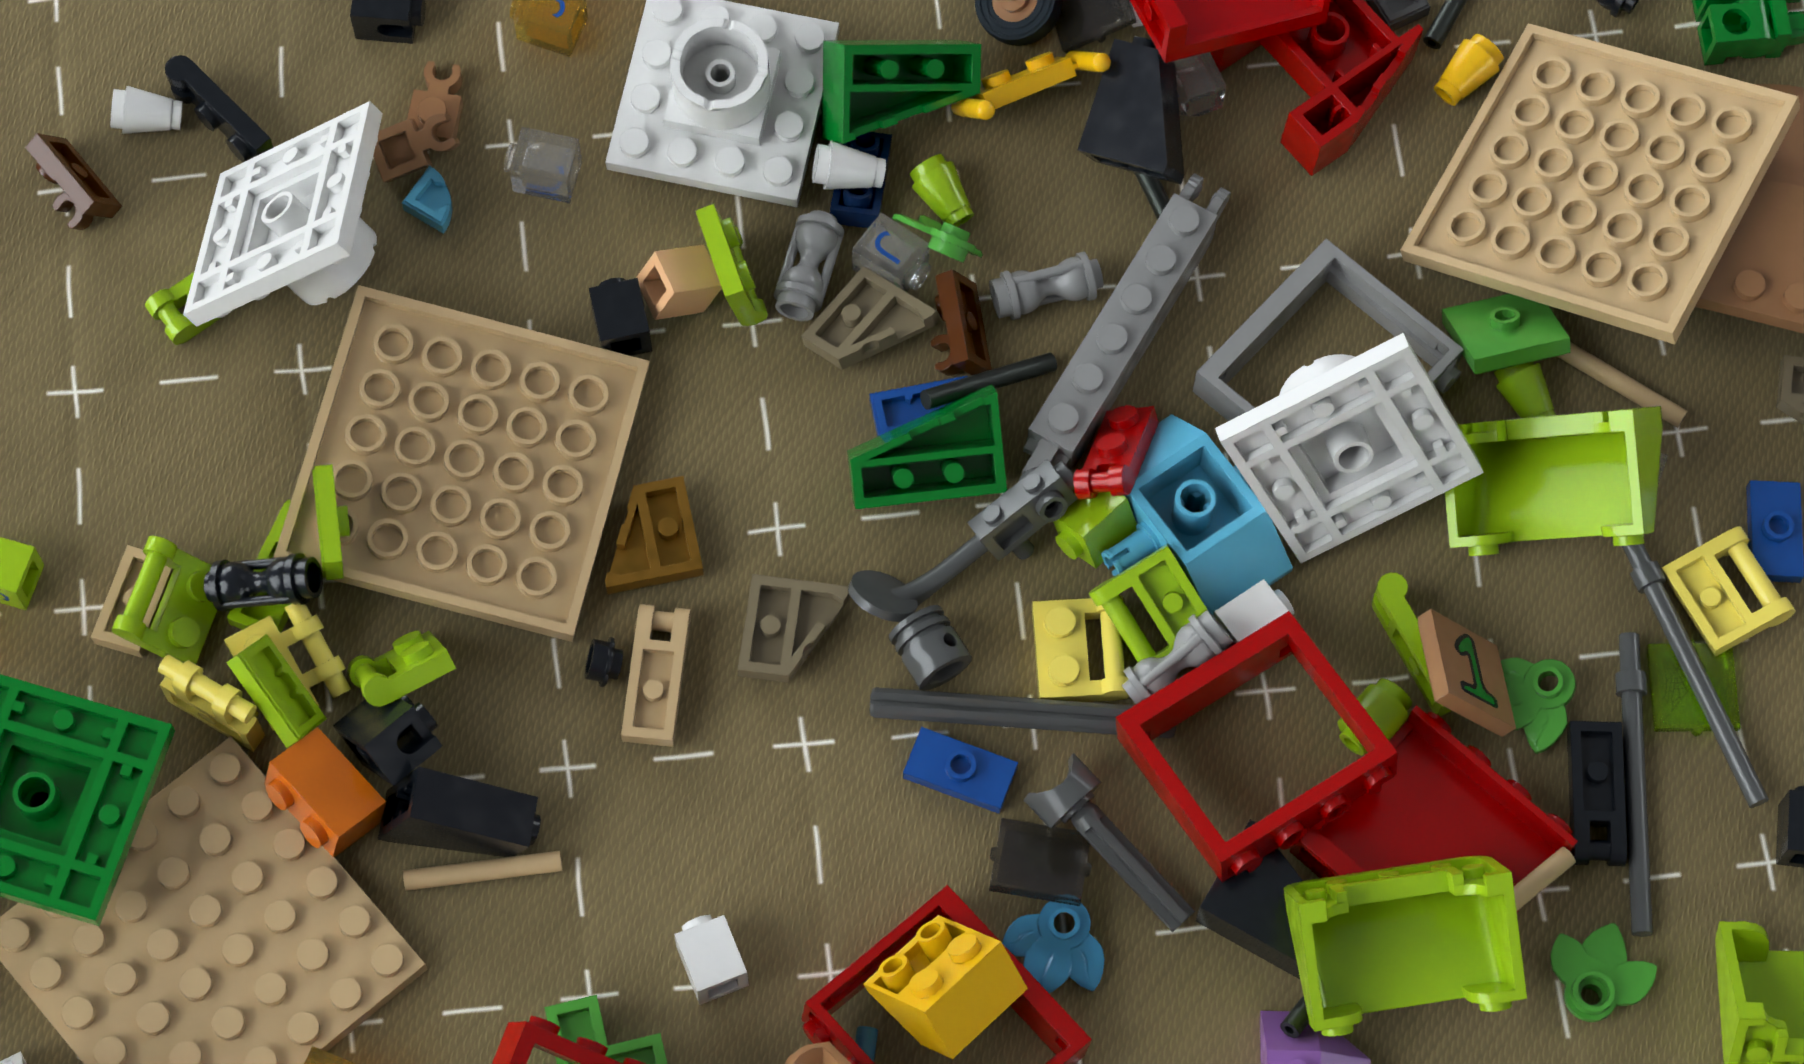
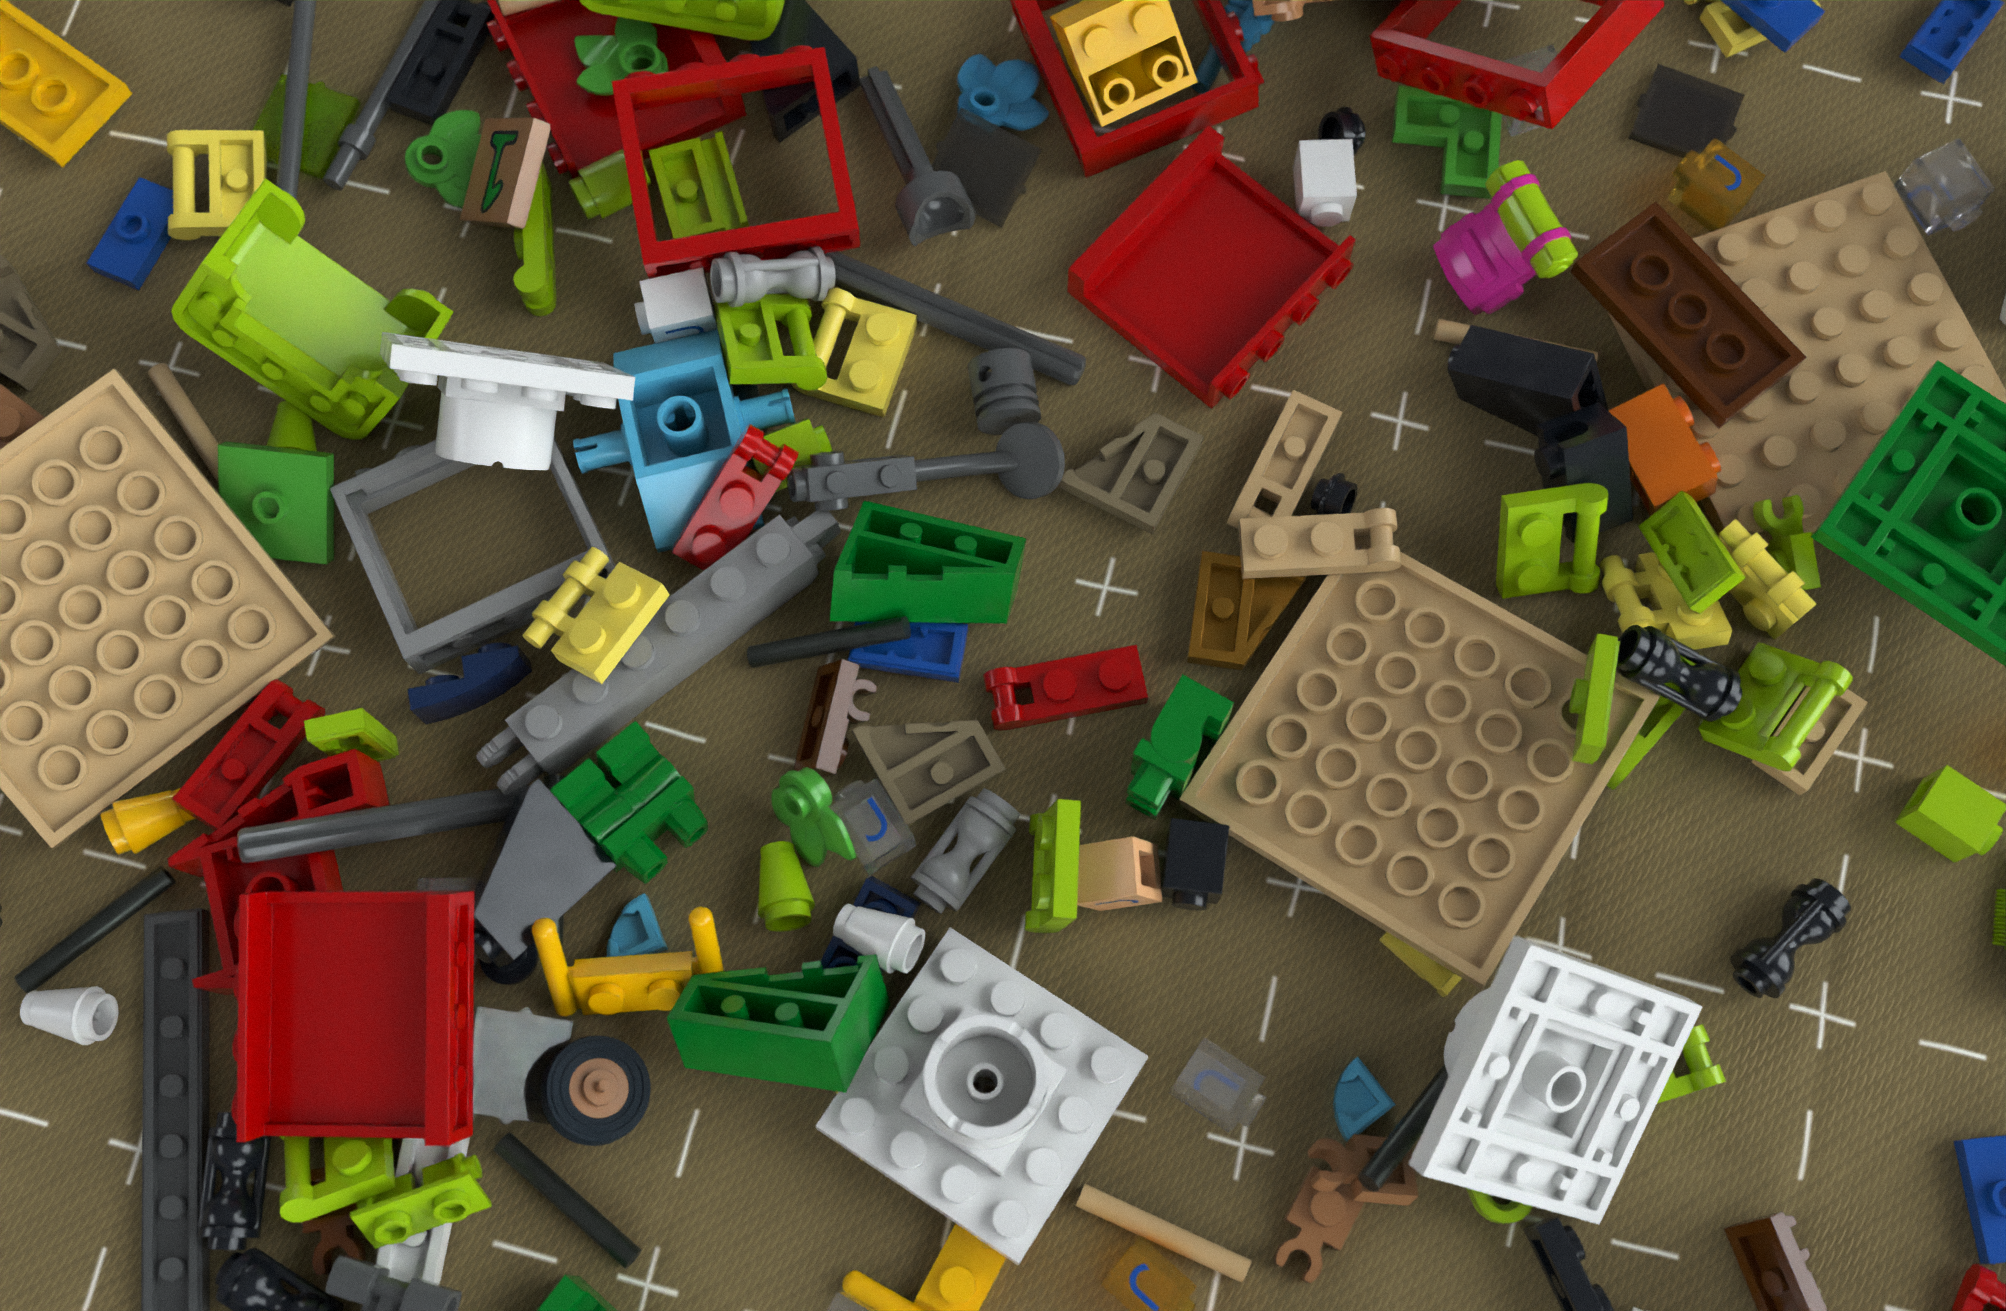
camera: 155 degrees left, 5 degrees up
(105, 445) = (1807, 918): none -> black piece
(186, 743) = (1789, 543): none -> lime plate
(332, 924) = (1687, 314): none -> reddish brown plate
(388, 173) = (1403, 1135): none -> pearl dark grey bar
(522, 929) = (1505, 244): none -> dark pink piece
(551, 61) = (1163, 1233): none -> tan bar
(603, 599) = (1318, 544): none -> tan plate
(671, 377) = (1167, 760): none -> green hips
(711, 1020) = (1343, 125): none -> black plate
(777, 427) = (1067, 687): none -> red plate
(785, 838) = (1207, 271): none -> red panel
(960, 770) = (1020, 281): blue plate -> none
(1025, 291) = (747, 734): light grey piece -> none
(1044, 125) = (636, 930): none -> medium azure tile
(1093, 203) = (637, 808): none -> green hips
(1168, 309) = (607, 623): none -> light yellow plate
(1261, 260) = (486, 677): none -> dark blue slope
(1274, 106) = (374, 825): none -> dark grey axle
(1290, 743) = (698, 187): none -> lime plate
(1333, 165) = (352, 731): none -> lime plate
(1413, 134) = (246, 756): none -> red plate
(1429, 832) = (614, 57): none -> bright green plate

